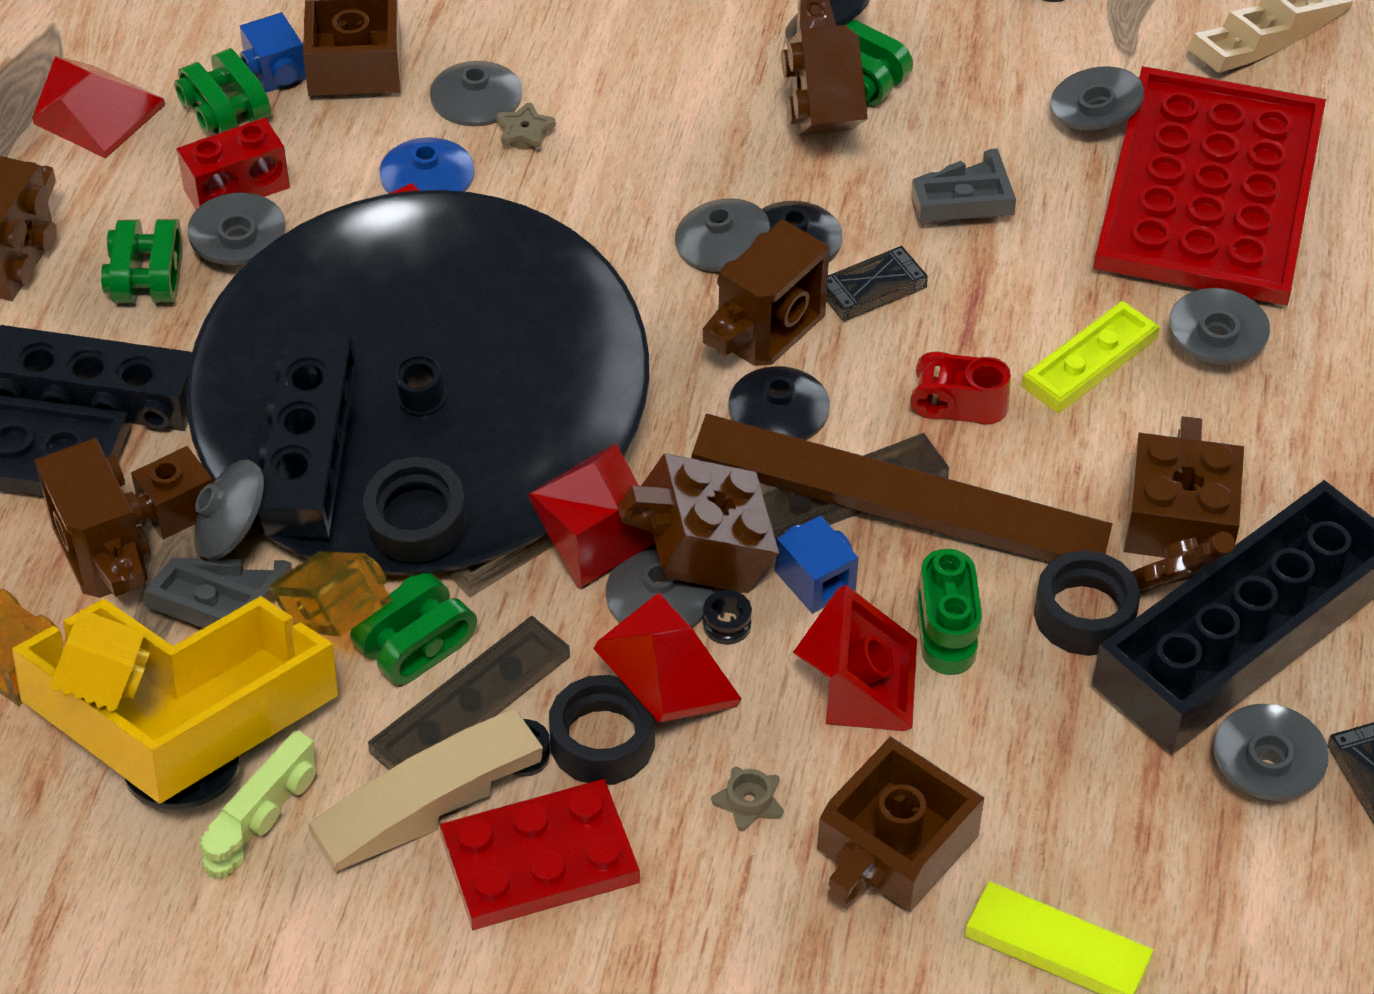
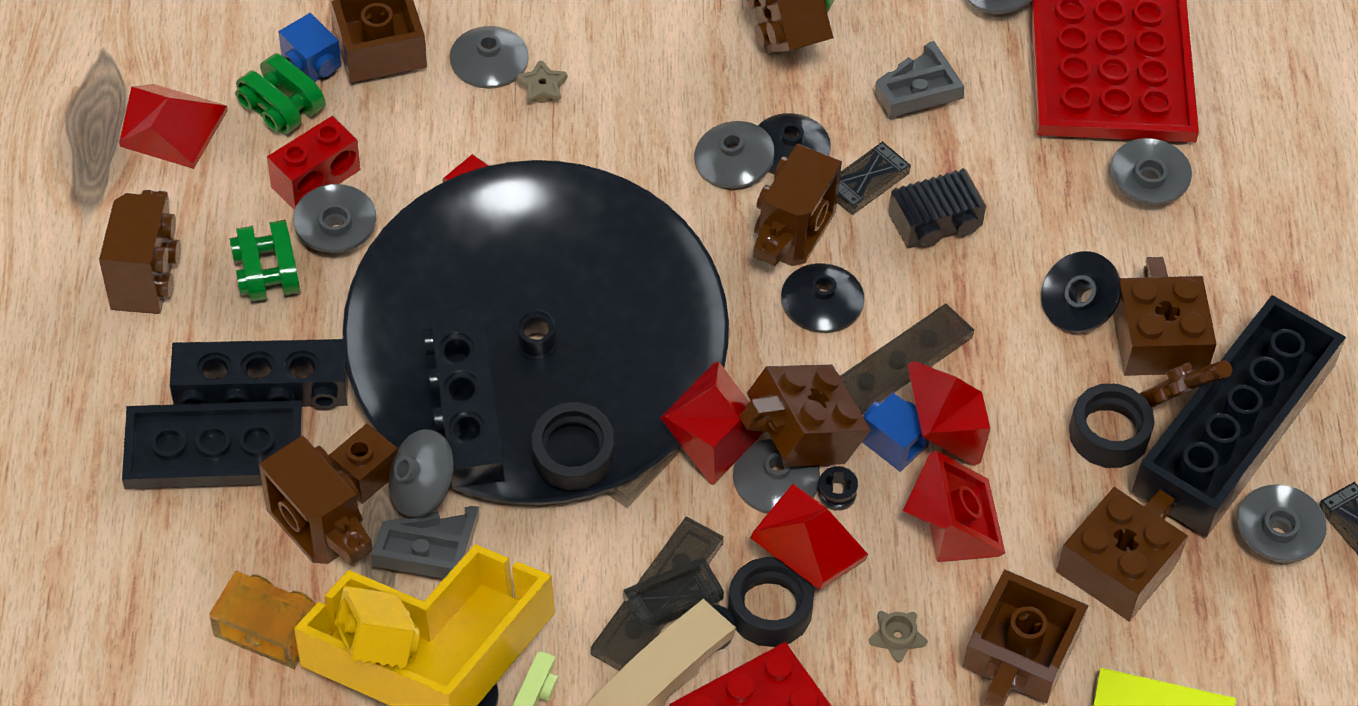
camera: 15 degrees left, 5 degrees up
(332, 591) = (528, 528): clear yellow brick -> none
(415, 629) = (590, 525): green brick -> none
(427, 164) = (470, 131): blue dish -> none
(478, 696) = (672, 594): none -> clear smoke tile
(880, 549) = (950, 412): none -> red slope
(899, 492) = (970, 361): reddish brown tile -> none
(943, 321) = (937, 208): none -> black brick
(949, 611) = (1012, 454): green brick -> none
(966, 388) = (968, 259): red piece -> none
(1057, 748) = (1123, 551): none -> reddish brown hinge
(1080, 434) = (1067, 283): none -> black dish
(1090, 356) = (1055, 213): neon yellow tile -> none

